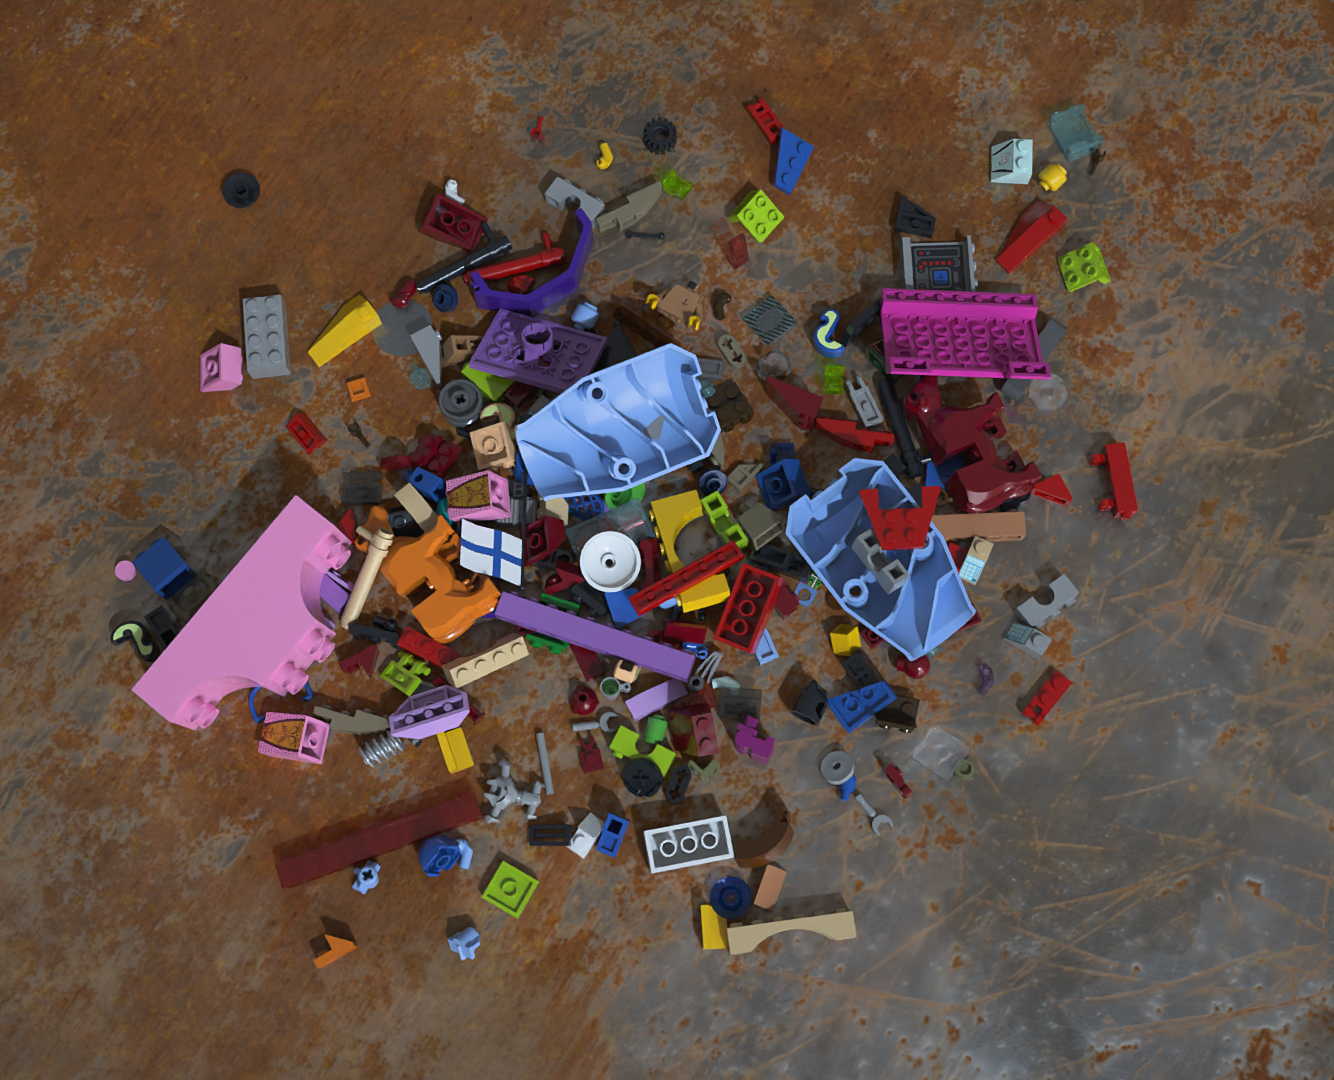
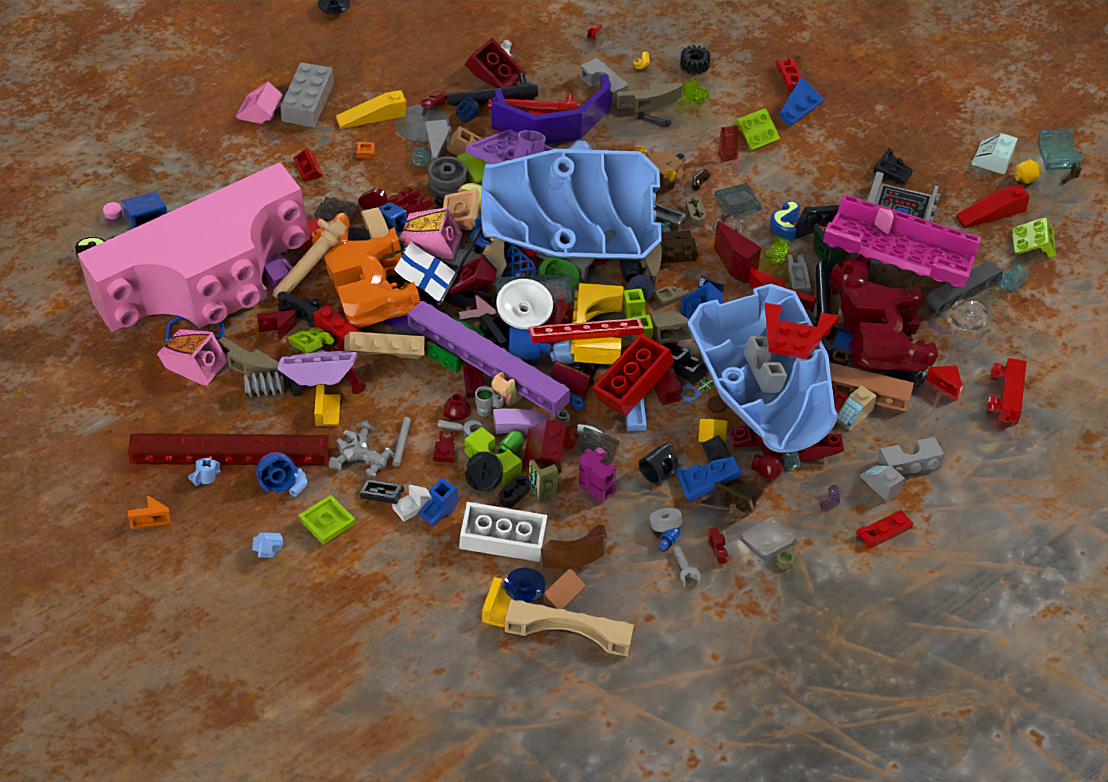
camera: 15 degrees right, 25 degrees down
(358, 433) = (351, 177): dark brown hand -> none
(712, 660) = (582, 413): light grey piece -> none
(935, 312) = (884, 219): none -> bright pink slope
(1079, 329) = (1014, 278): none -> clear light blue brick

